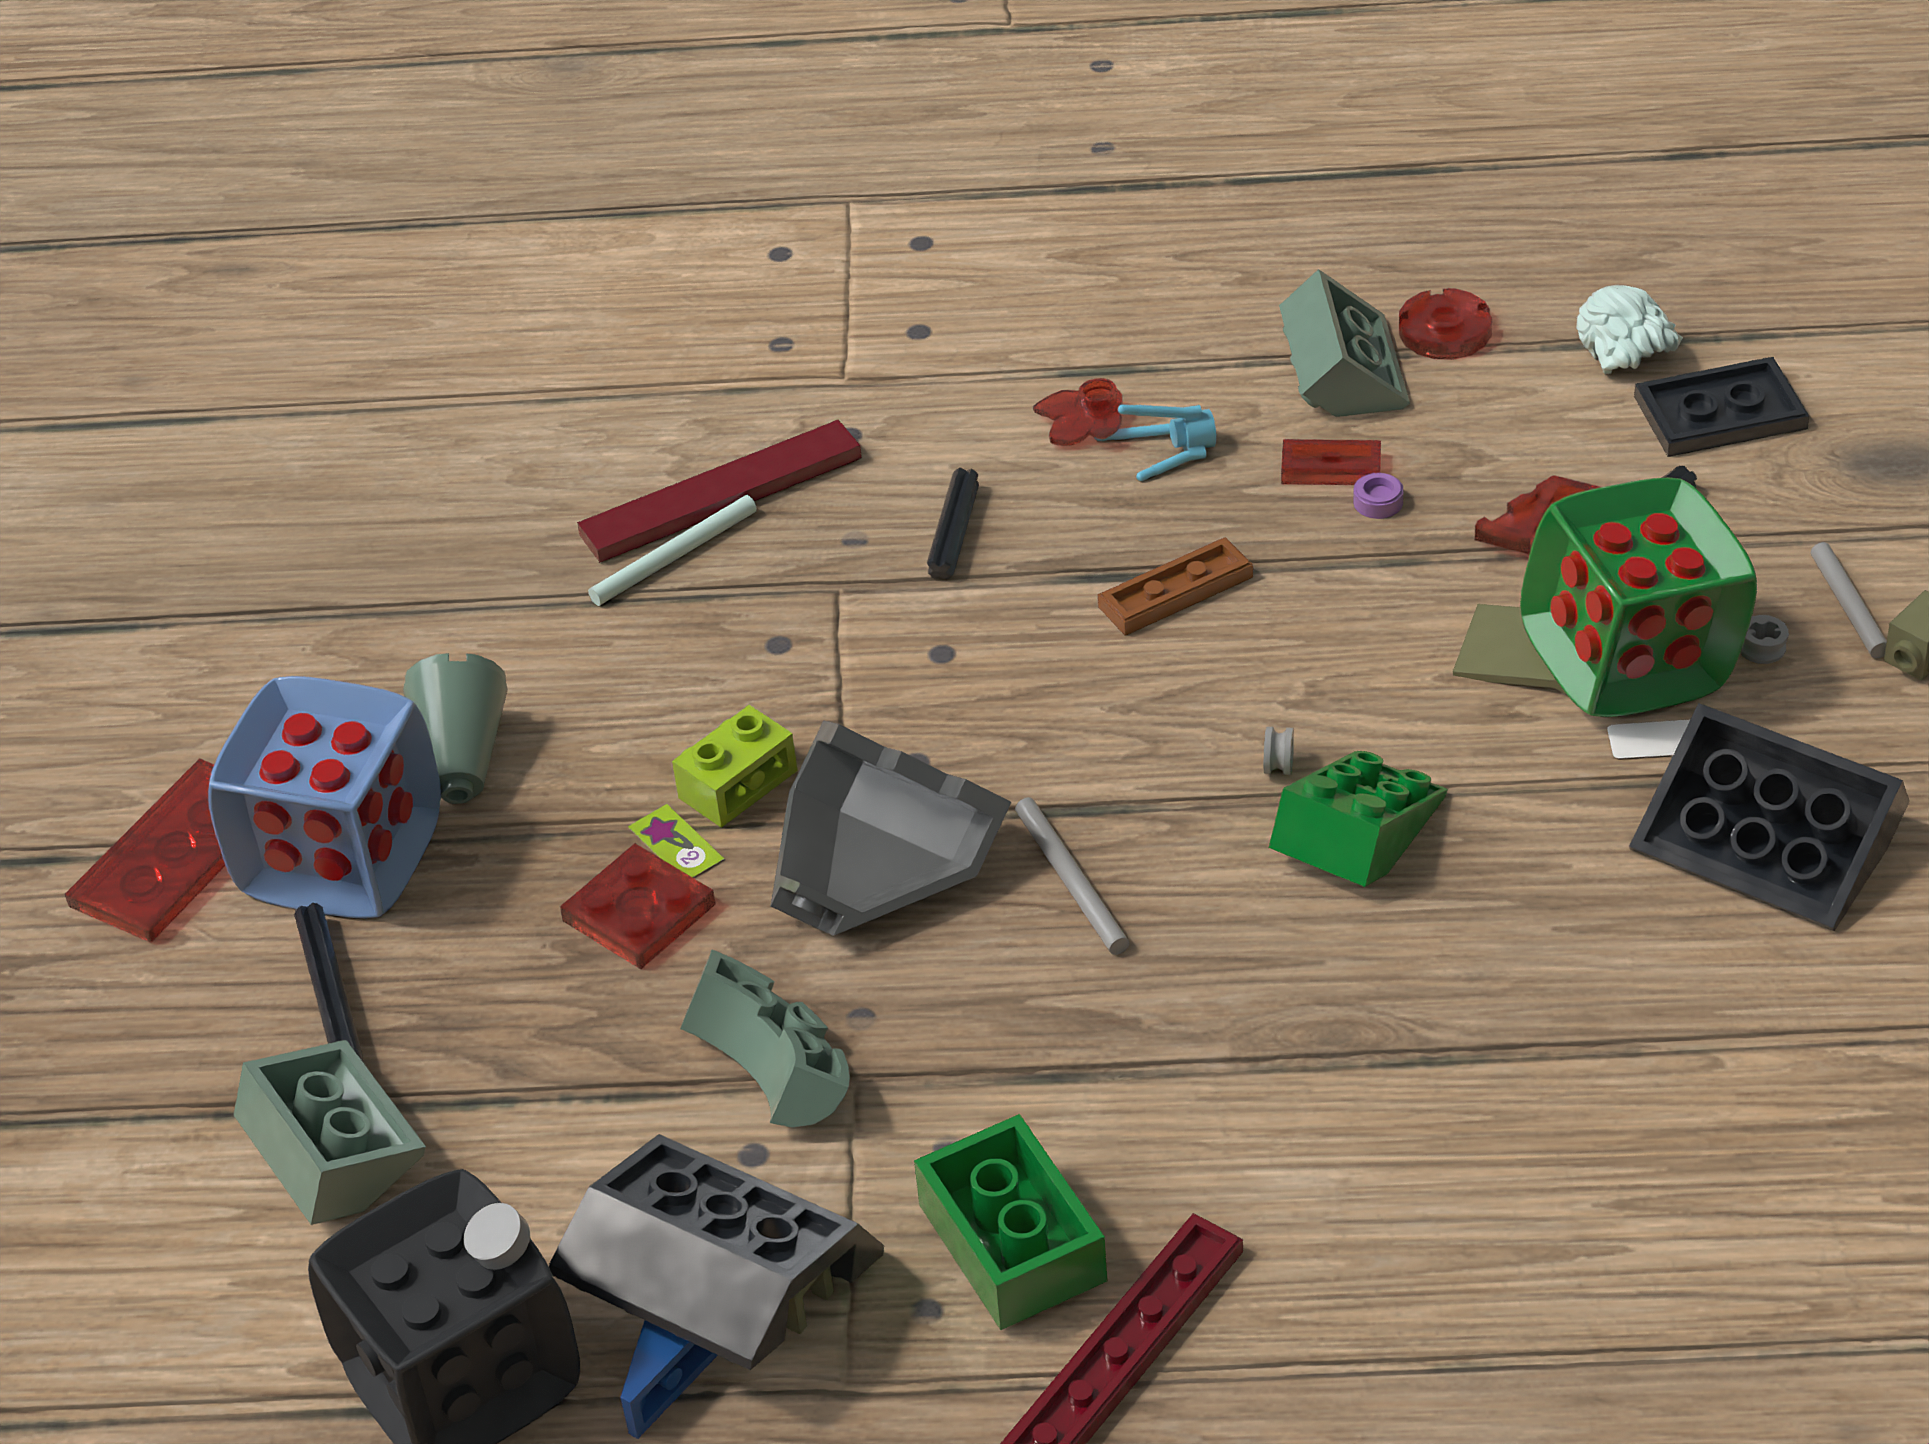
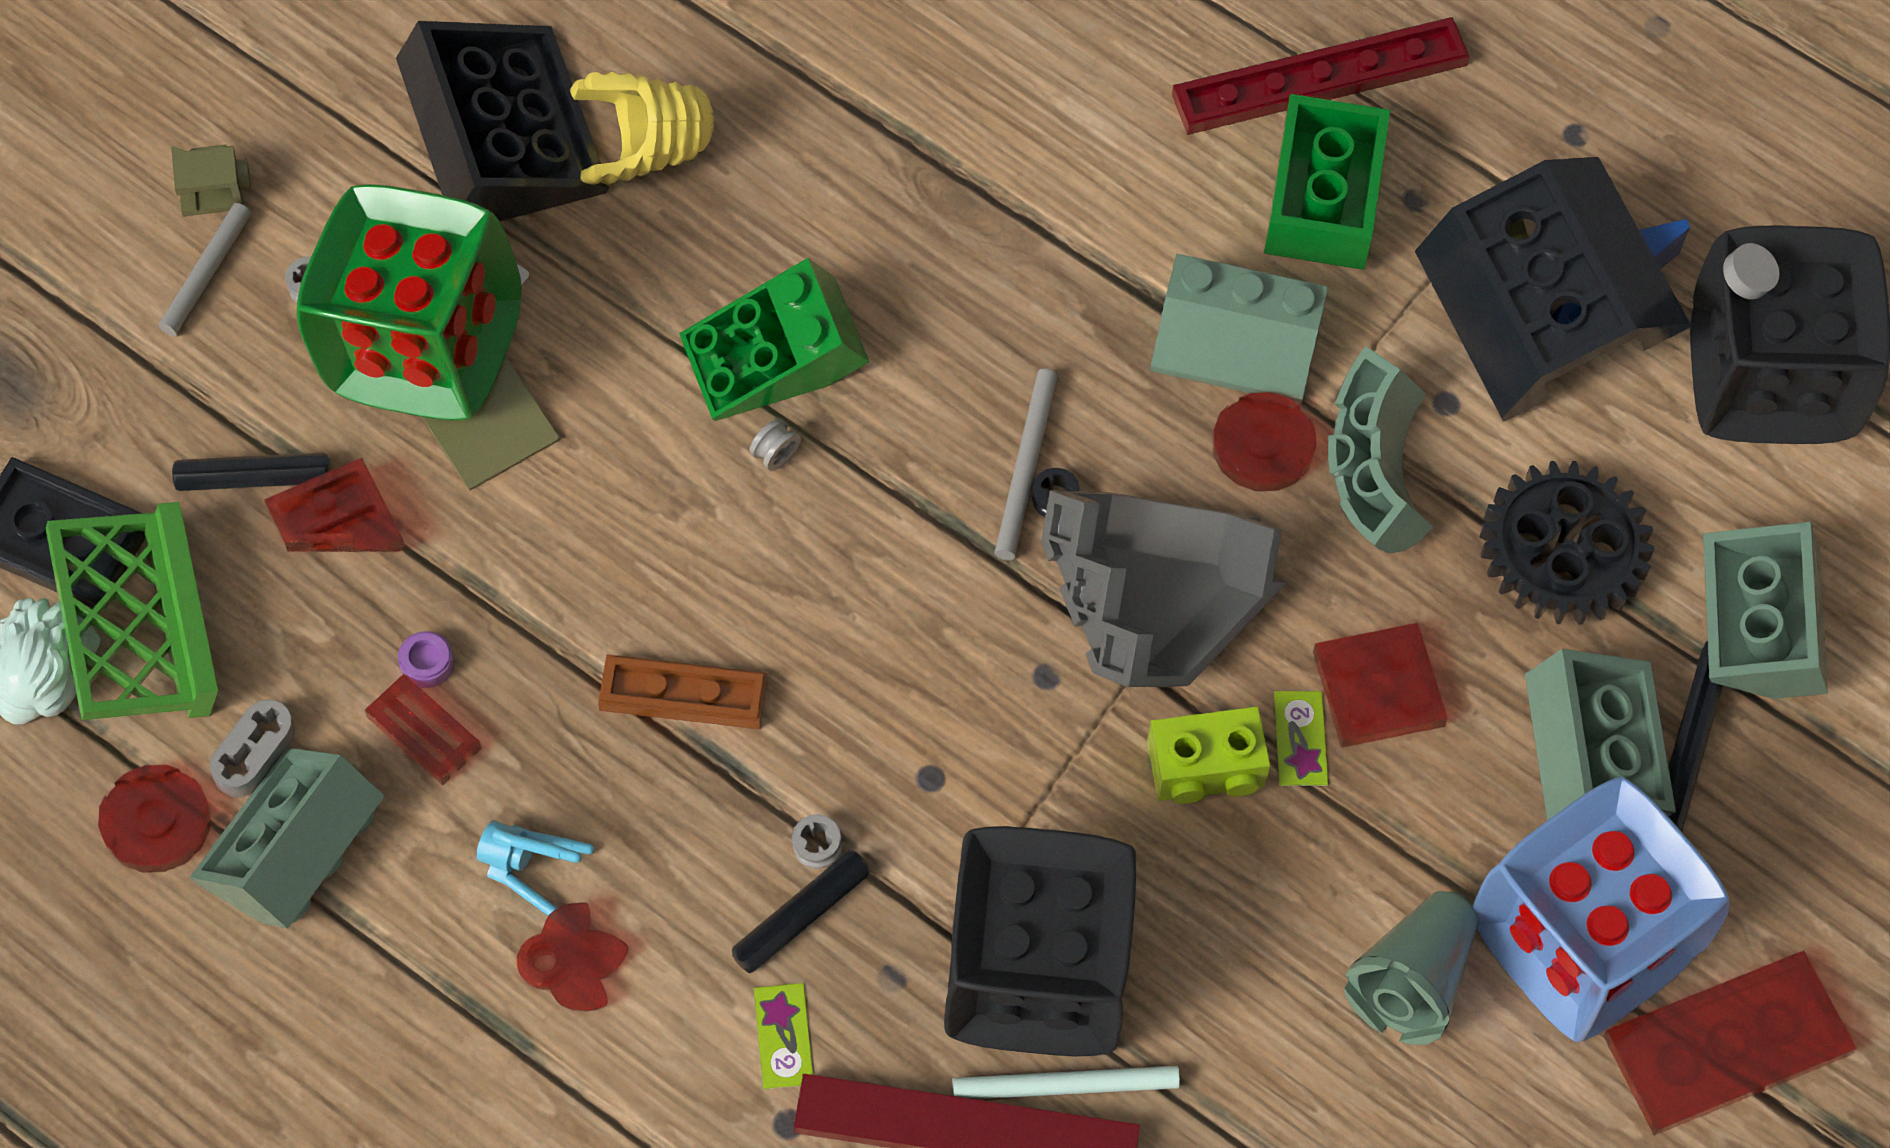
camera: 150 degrees left, 20 degrees up
(413, 949) = (1596, 723): none -> sand green slope
(551, 1087) = (1535, 509): none -> black gear
(746, 541) = (1041, 941): none -> black piece
(887, 1015) = (1263, 442): none -> clear red tile
(899, 471) = (782, 1035): none -> lime sticker
(983, 575) = (833, 837): none -> light grey bush
(988, 1076) = (1238, 328): none -> sand green slope
(1025, 854) = (1048, 479): none -> black bush
(1422, 386) = (243, 740): none -> light grey beam
(1581, 409) = (179, 617): none -> bright green fence
(1615, 878) = (655, 119): none -> light yellow hair

